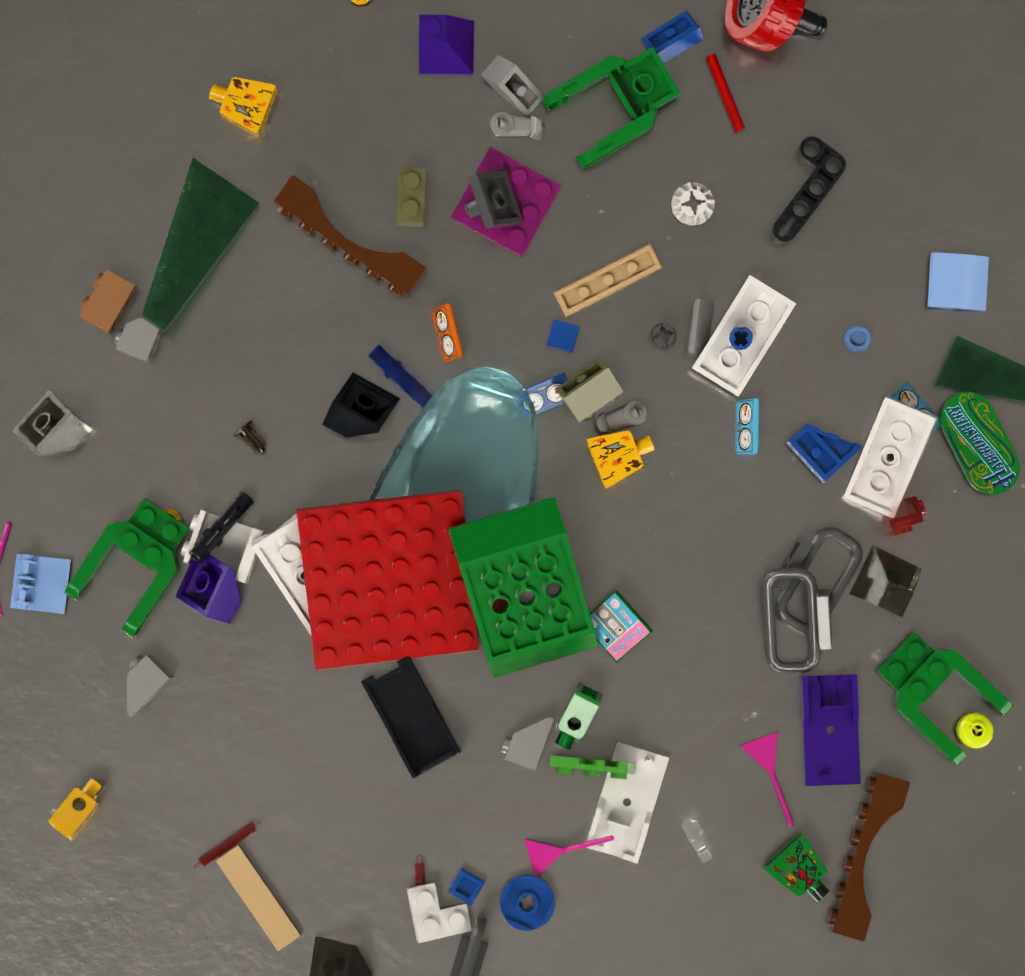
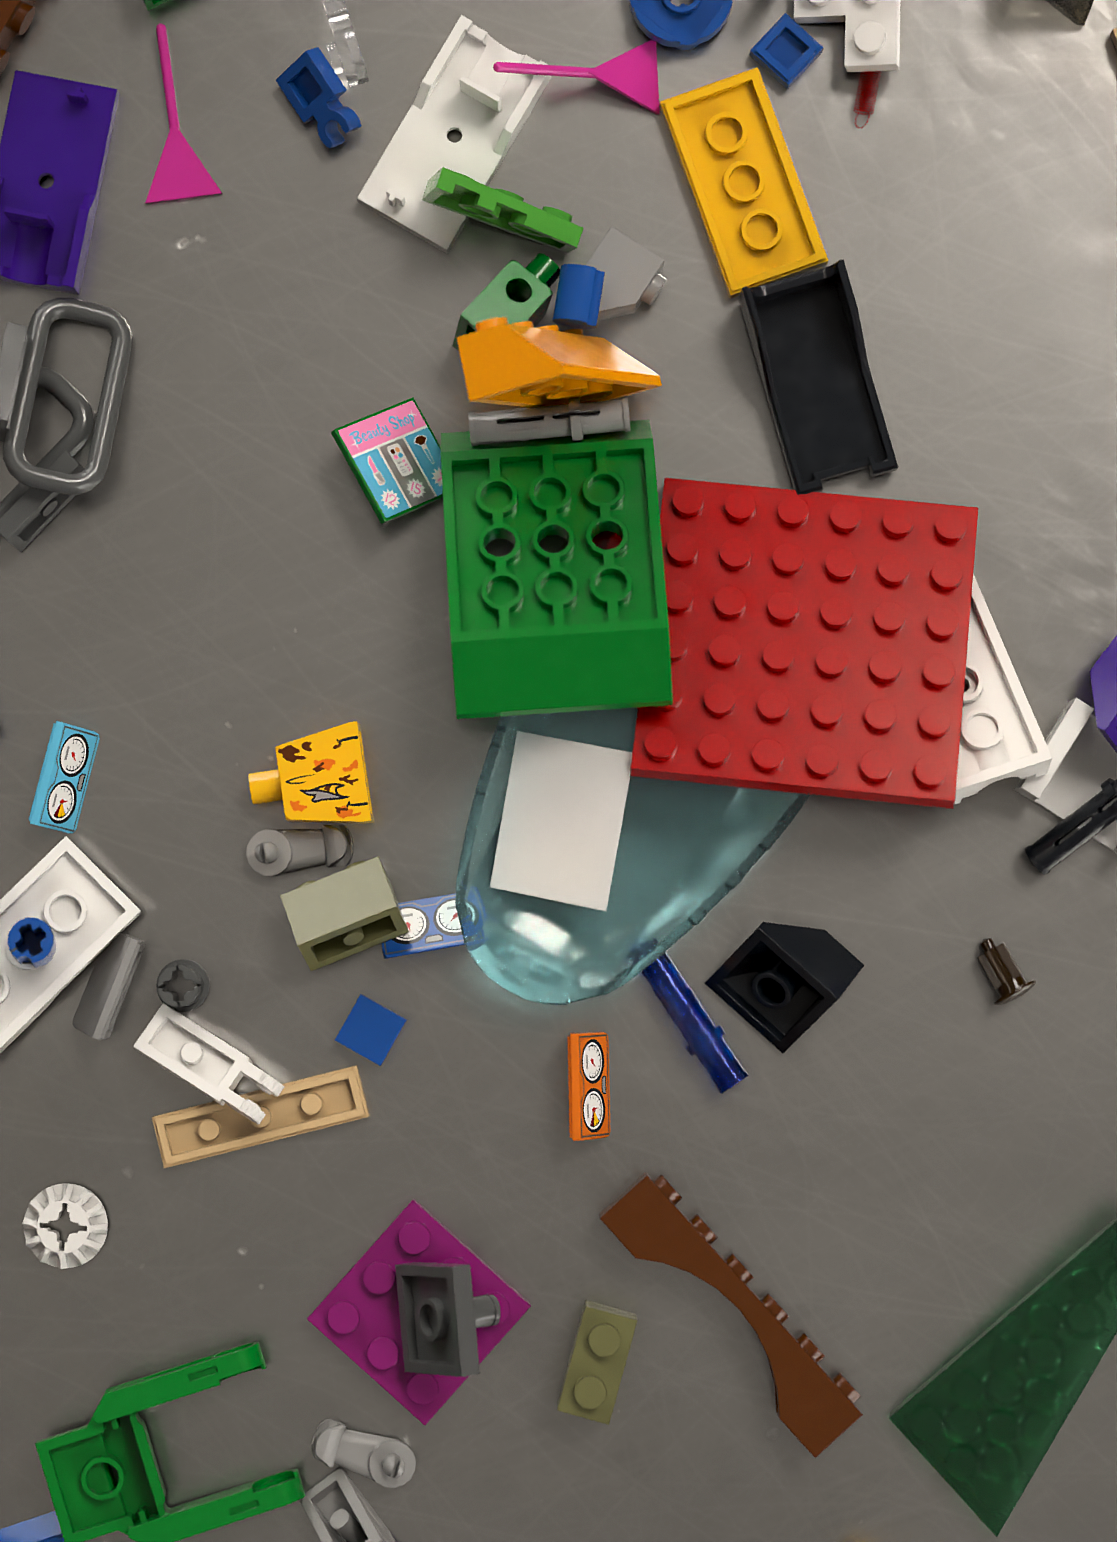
camera: 165 degrees left, 0 degrees up
(472, 812) = (743, 182): none -> yellow tile
(490, 460) = (561, 820): none -> white sticker
(543, 728) = (578, 296): none -> blue piece
(547, 659) = (550, 421): none -> light grey pin
(549, 687) = (546, 366): none -> light orange slope
(643, 300) = (203, 1061): none -> white hinge
(703, 807) = (314, 94): none -> blue plate

